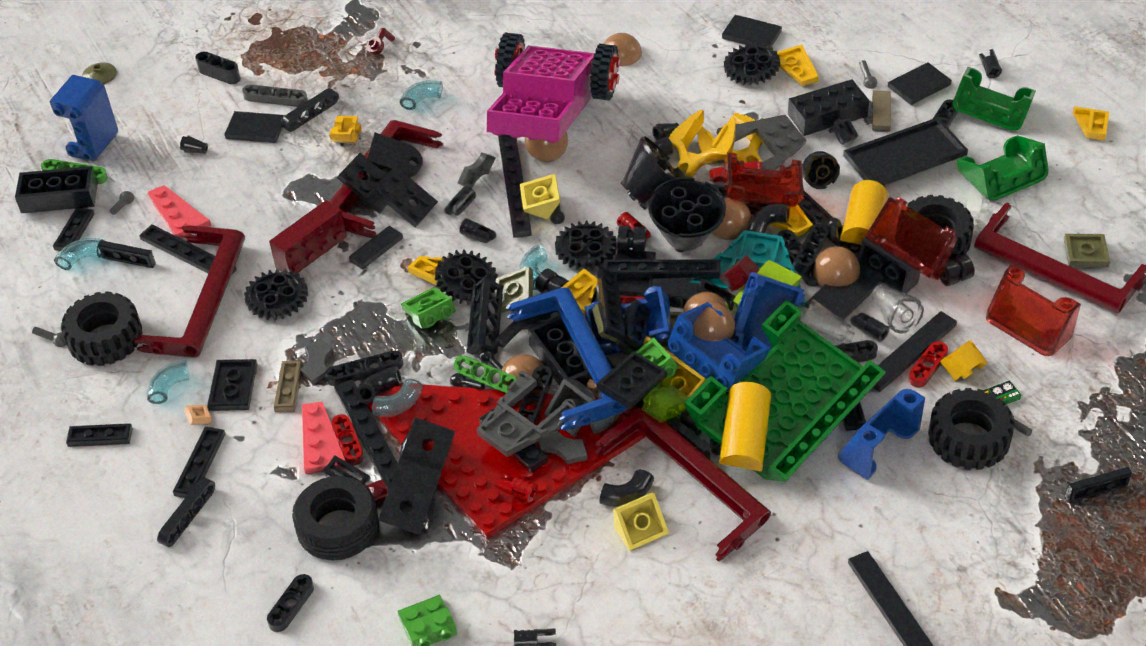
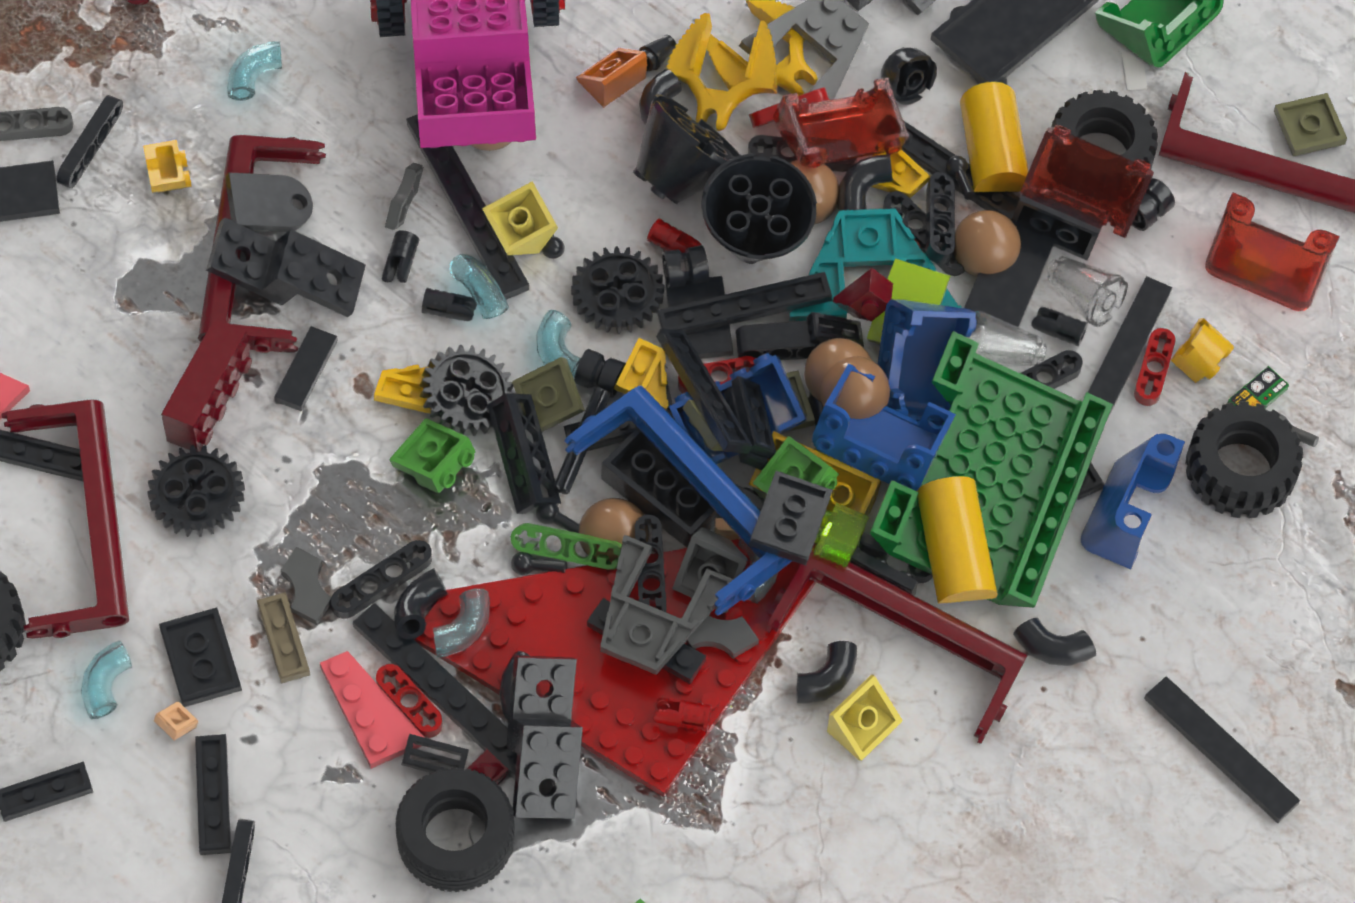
camera: 25 degrees left, 15 degrees up
(500, 224) = (480, 284): none -> clear light blue cylinder
(629, 139) = (614, 75): none -> orange slope
(791, 512) = (1054, 648): none -> black cylinder

